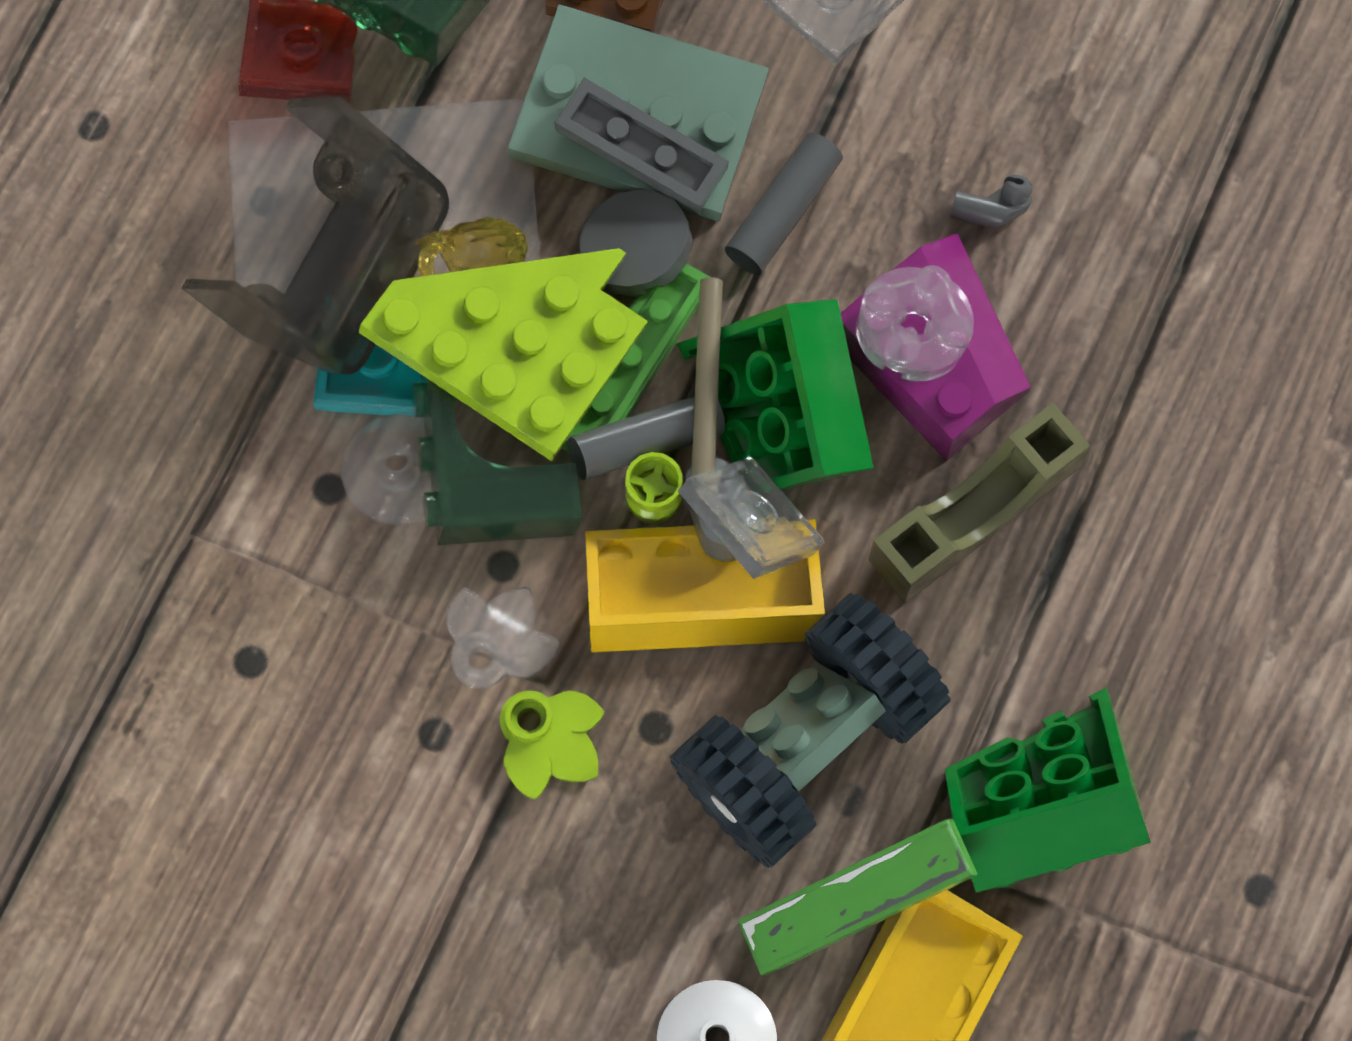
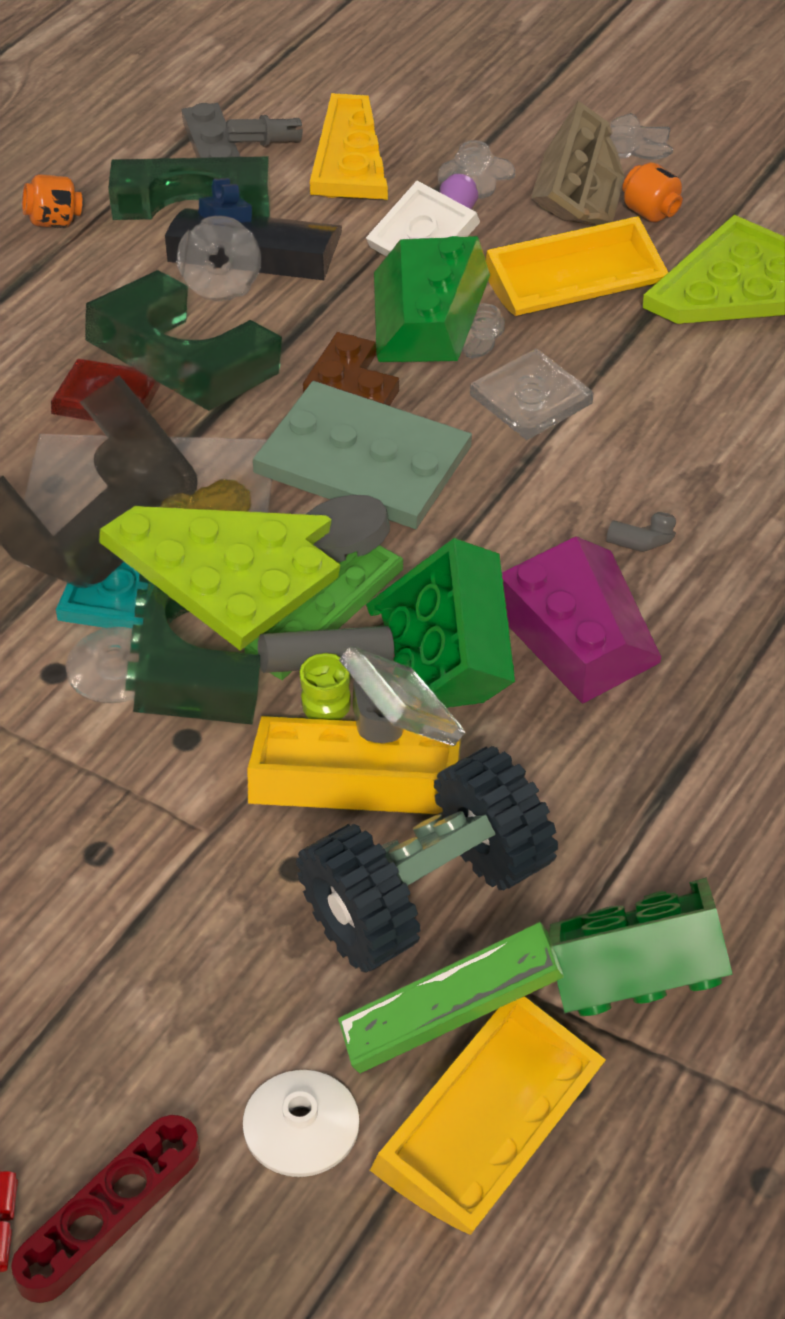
camera: 10 degrees right, 25 degrees down
(503, 632) = (173, 784): clear plate -> none
(556, 746) = (201, 866): lime plate -> none
(641, 145) = (359, 460): dark grey plate -> none
(707, 375) = (384, 601): dark tan bar -> none
(783, 203) = (471, 512): dark grey piece -> none
(921, 292) = (540, 570): clear plate -> none
(1007, 484) = (650, 700): olive arch -> none

